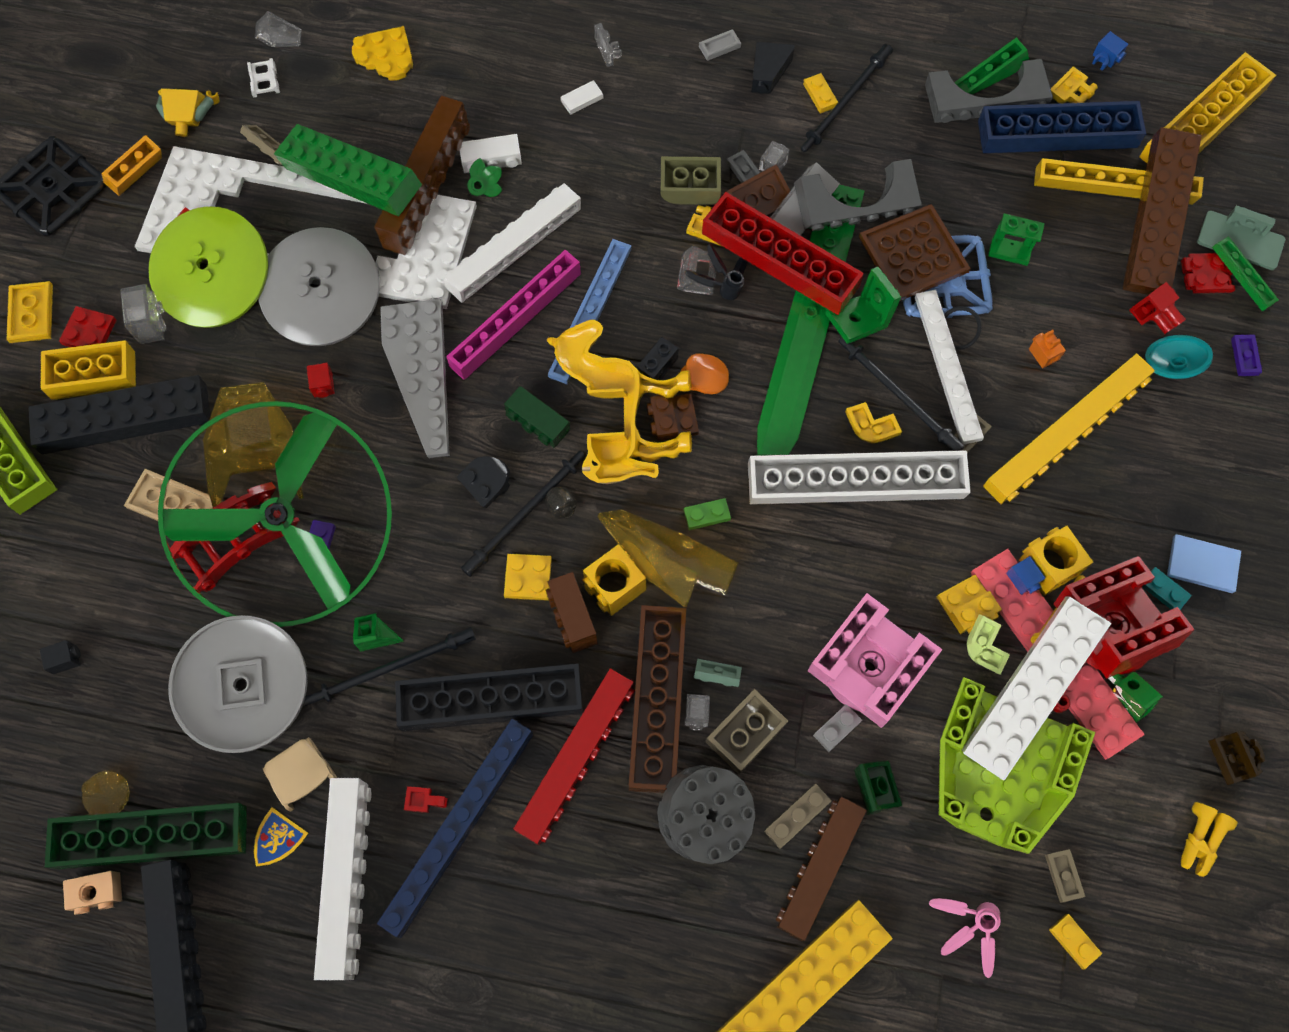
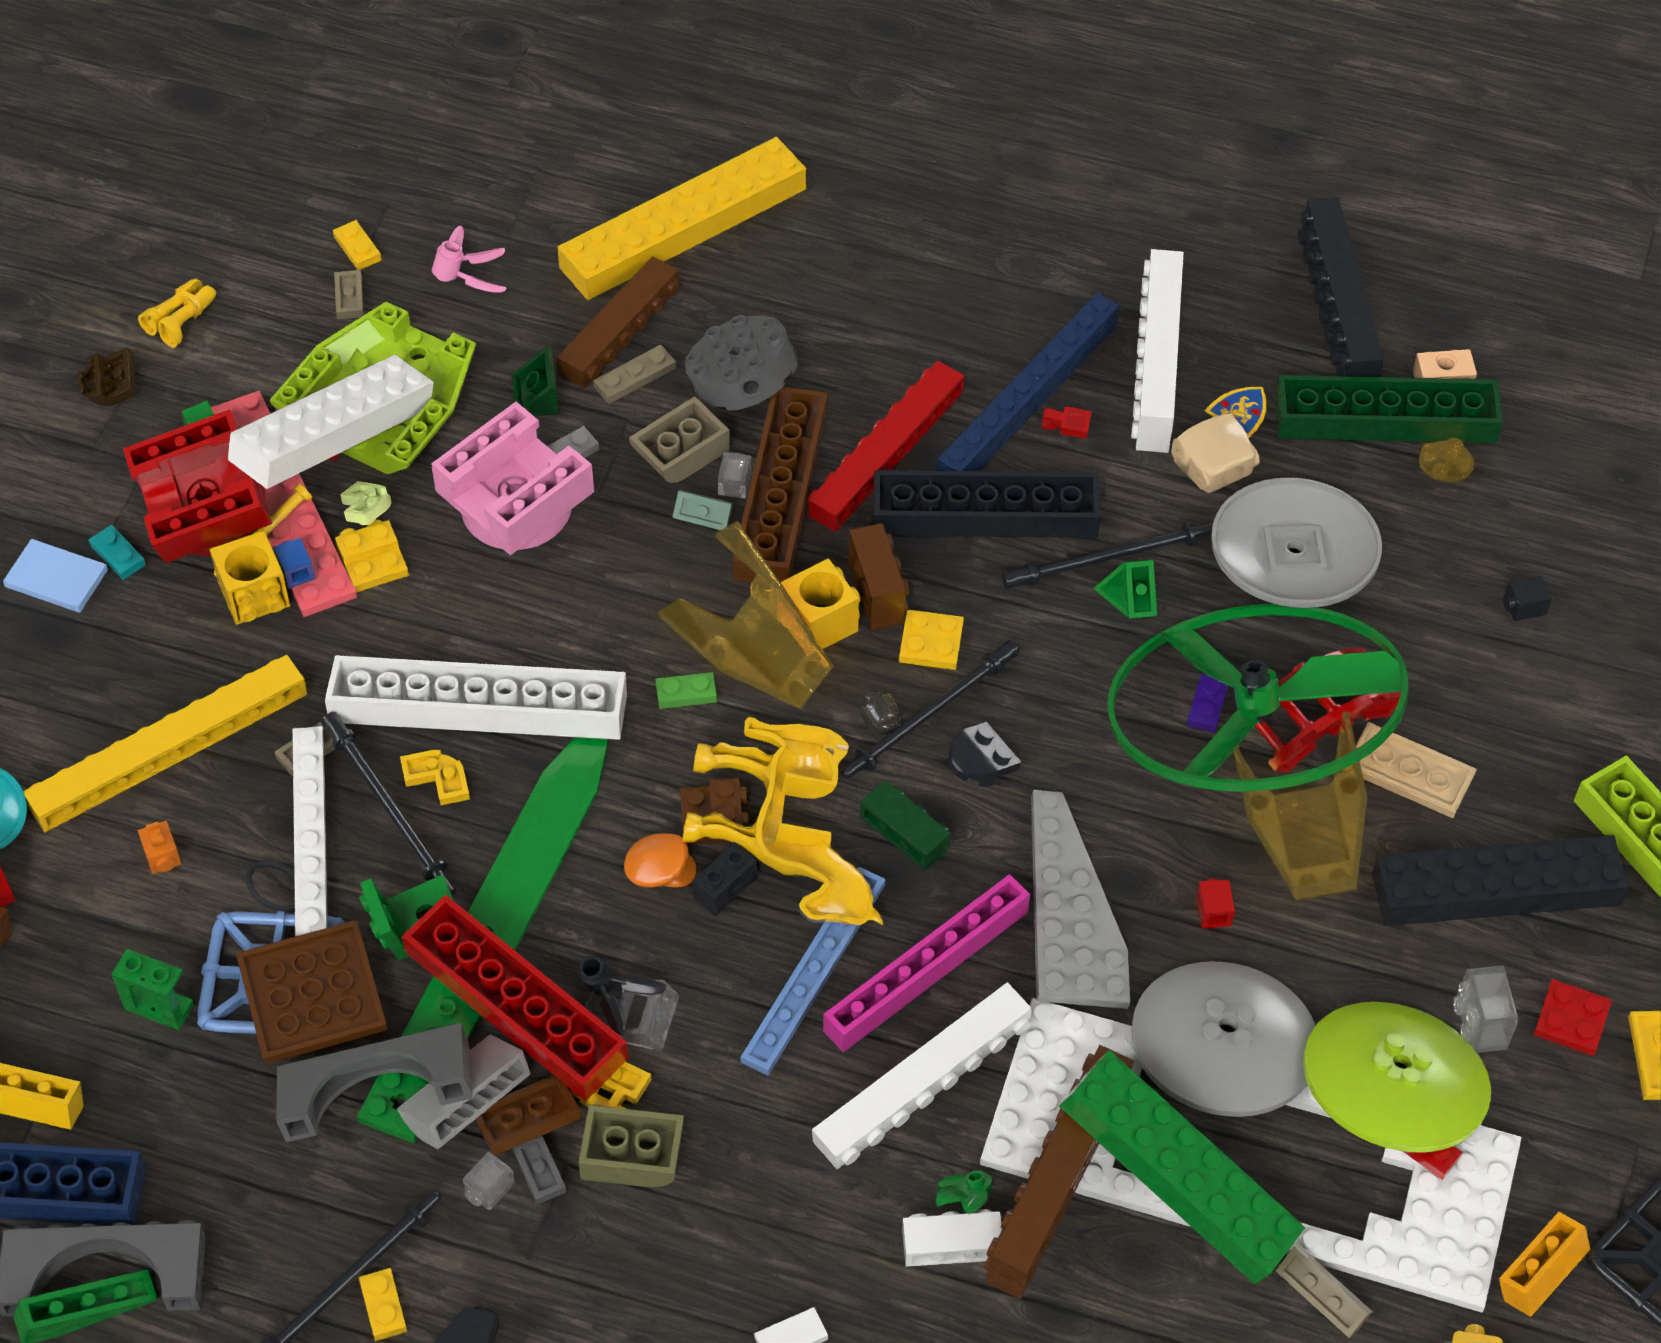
camera: 175 degrees left, 15 degrees down
(87, 369) = (1556, 940): yellow brick -> none

